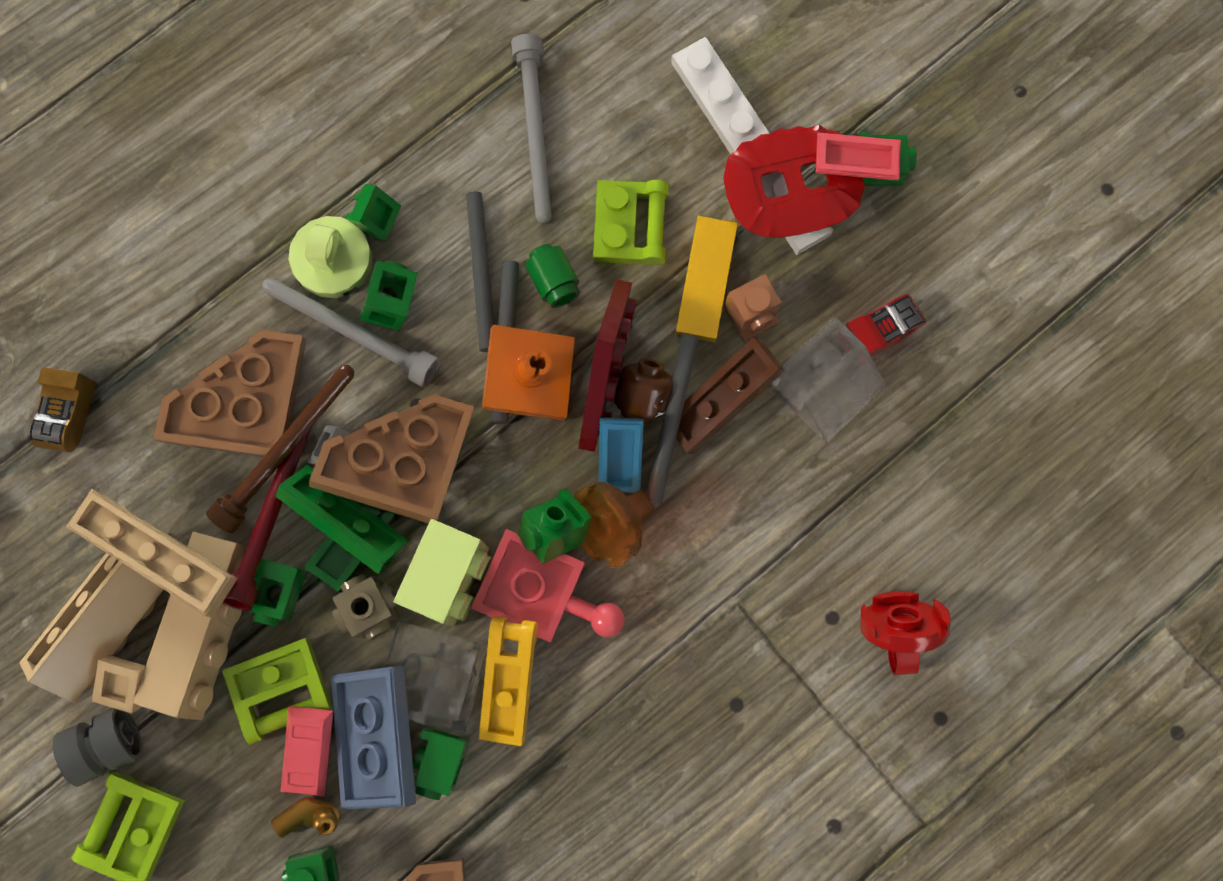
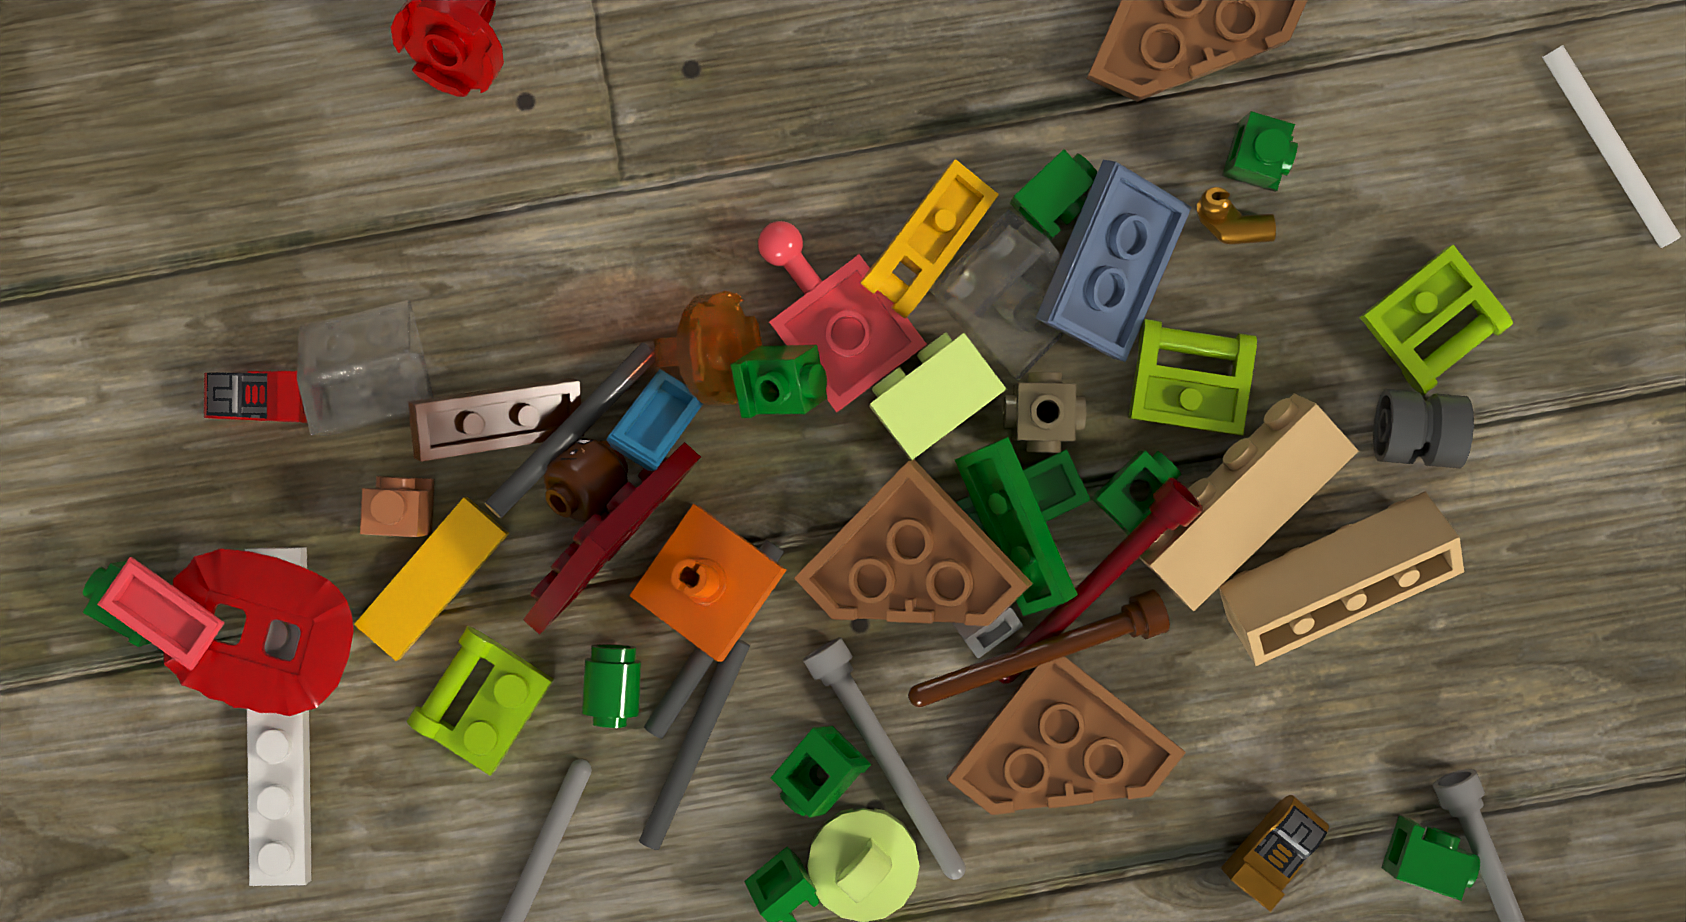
camera: 155 degrees left, 10 degrees up
(117, 683) = (1364, 484): tan tile -> none
(152, 553) = (1248, 603): tan tile -> none
(306, 751) = (1196, 292): coral tile -> none

